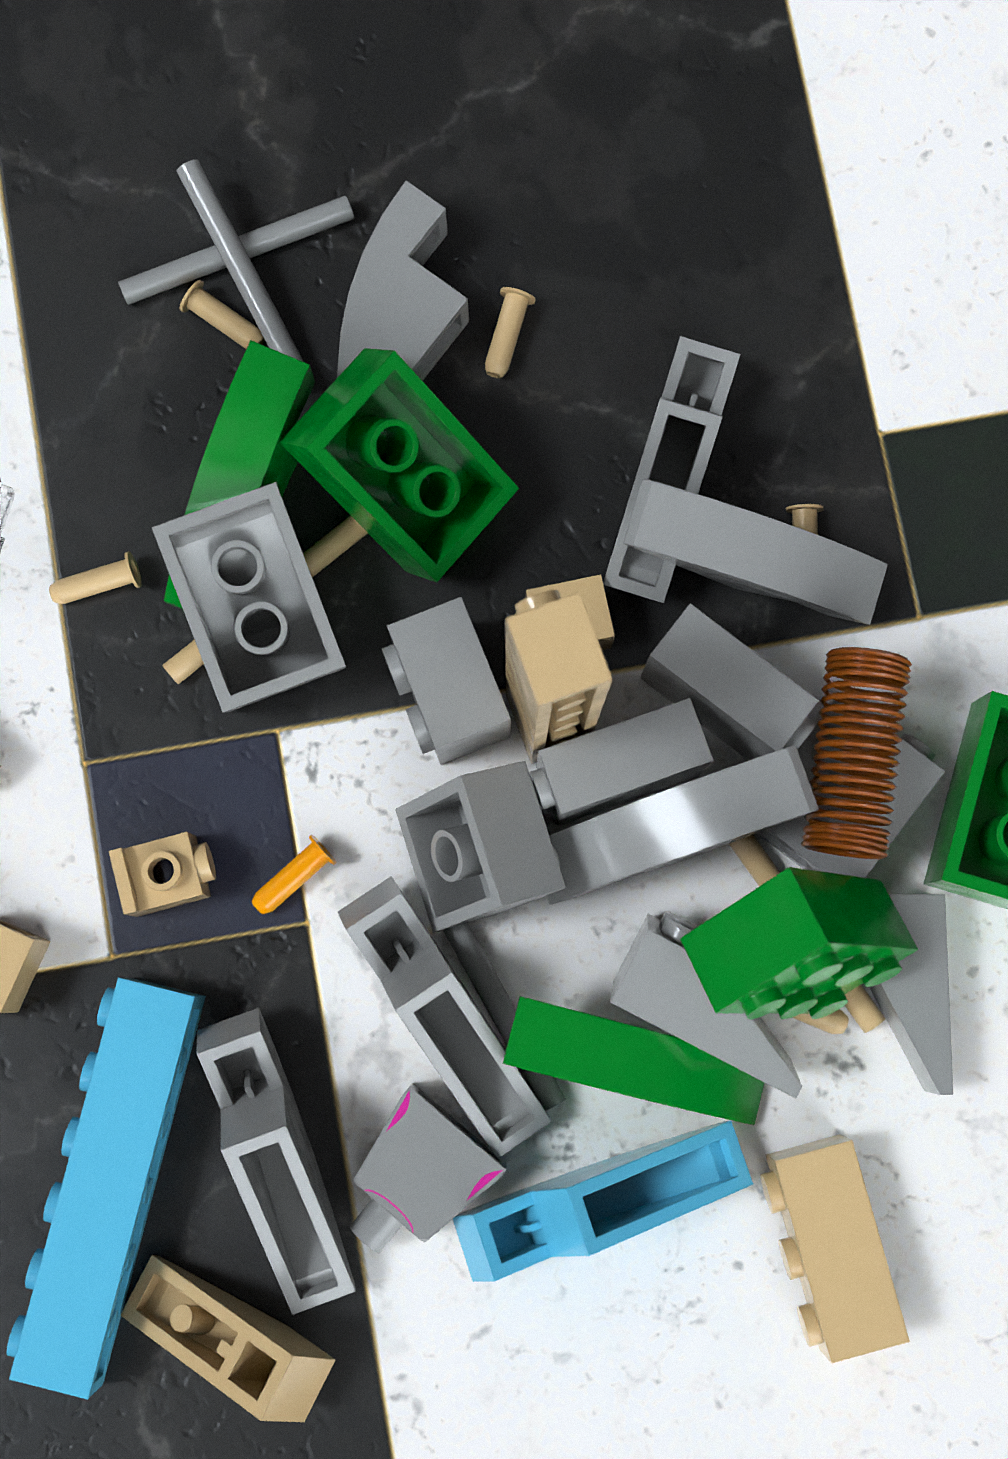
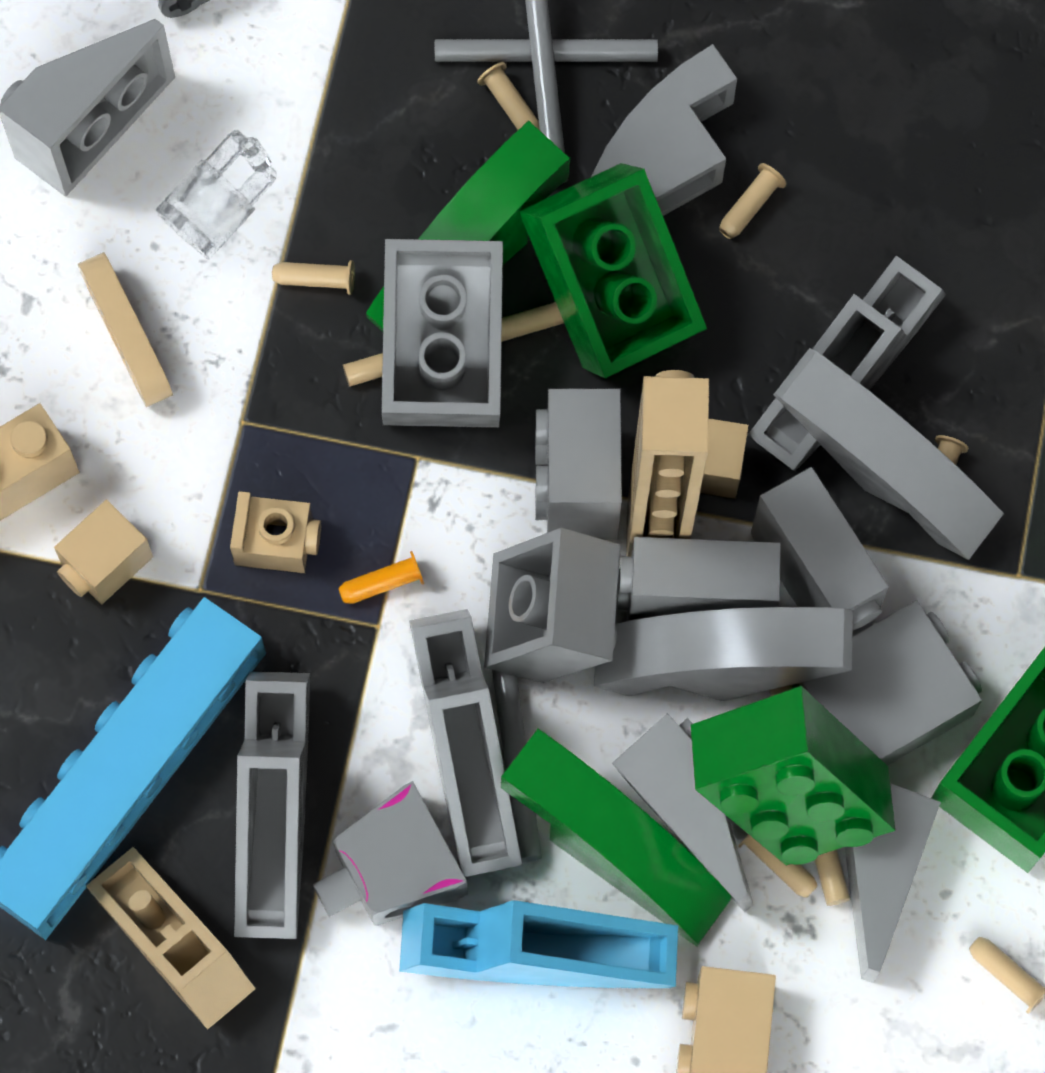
camera: 20 degrees right, 10 degrees down
(863, 765) = (962, 594): dark orange piece -> none

